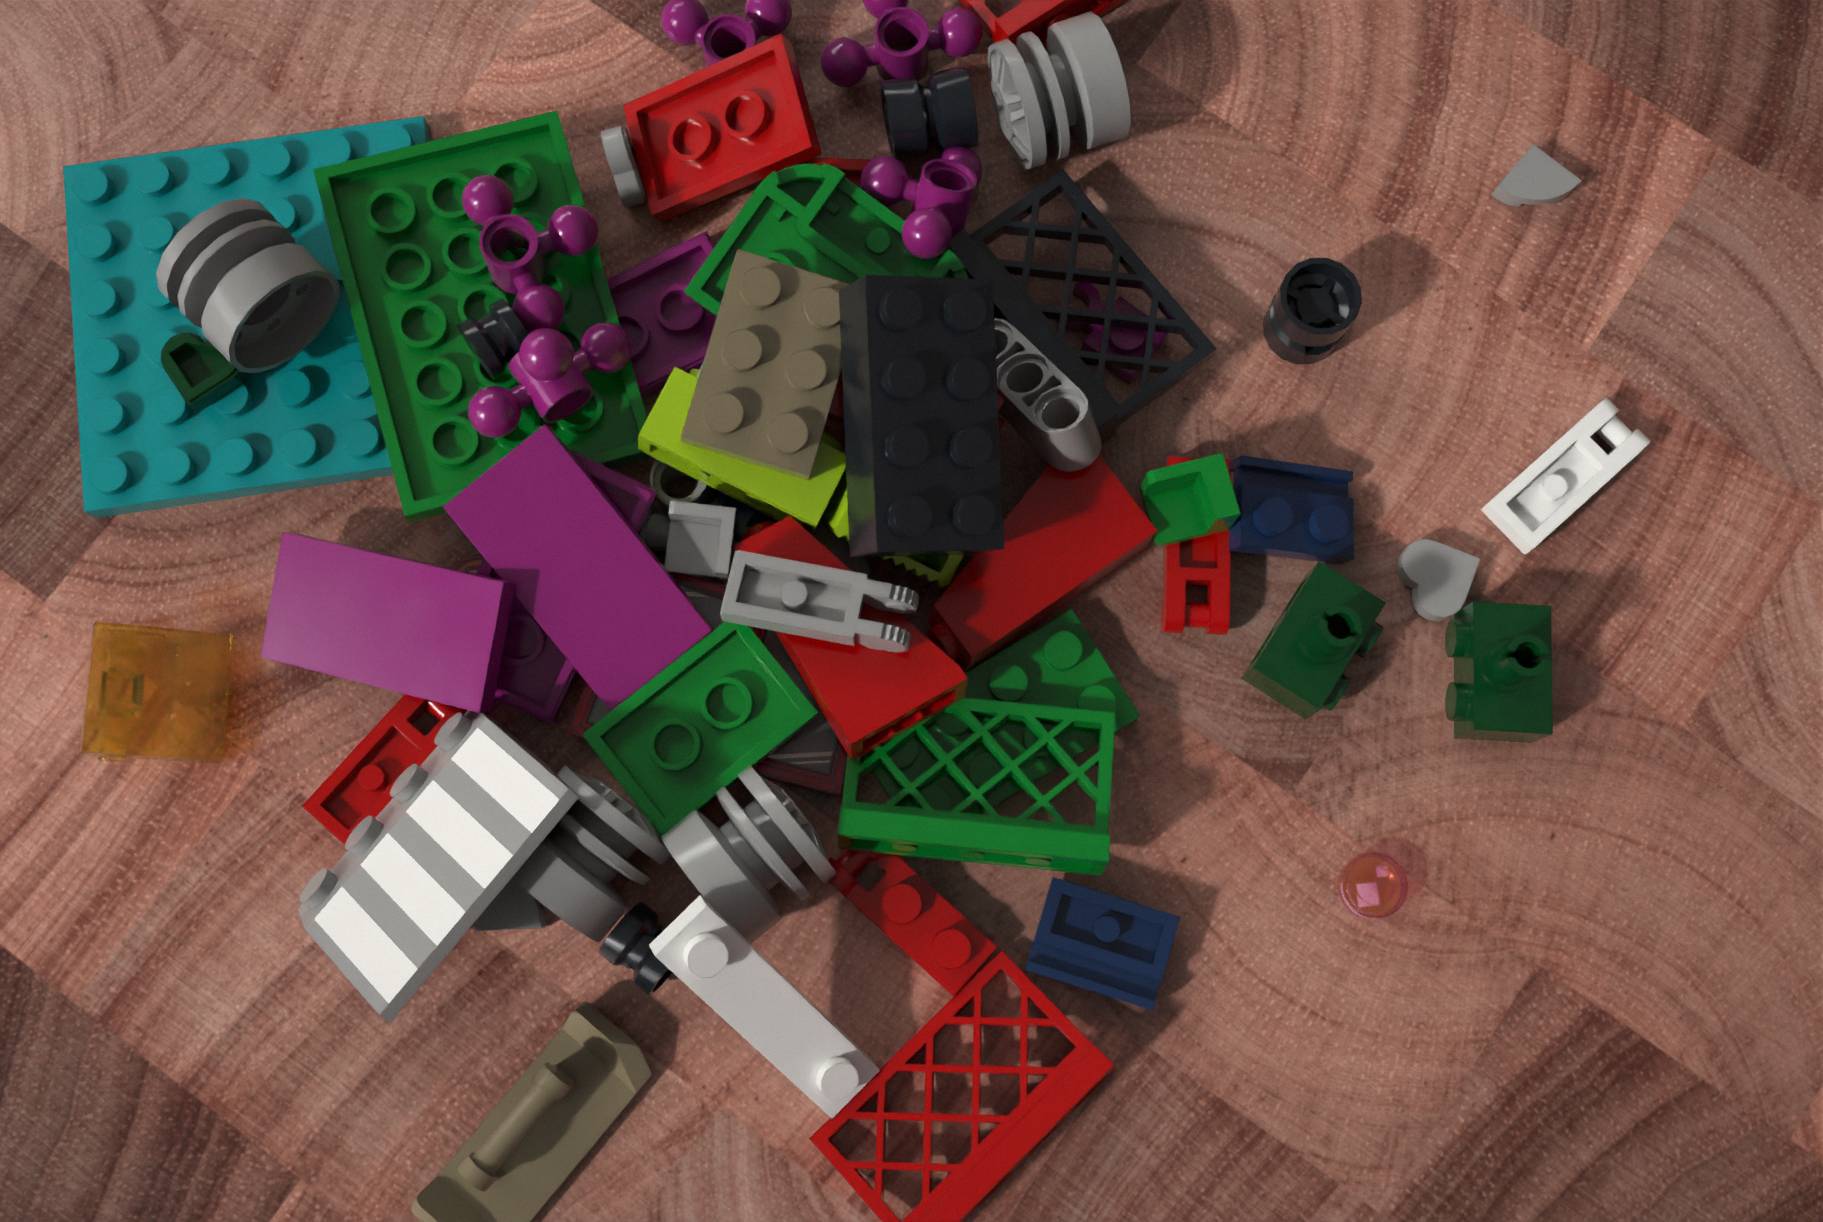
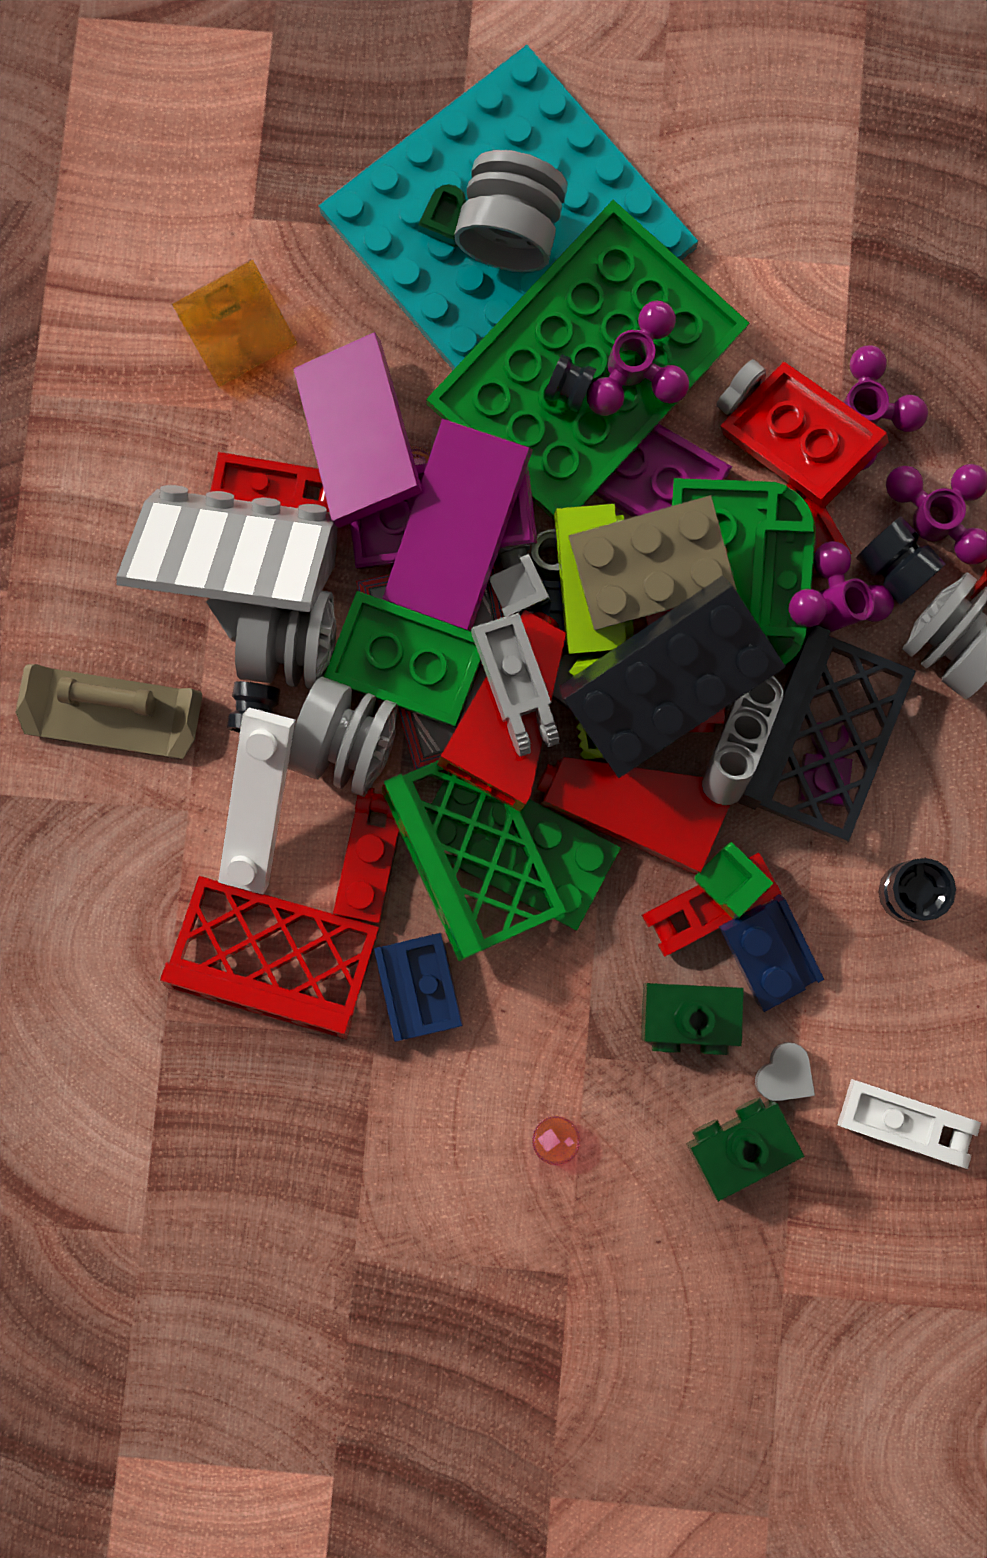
camera: 65 degrees right, 5 degrees up
(549, 377) = (564, 432): magenta piece -> none

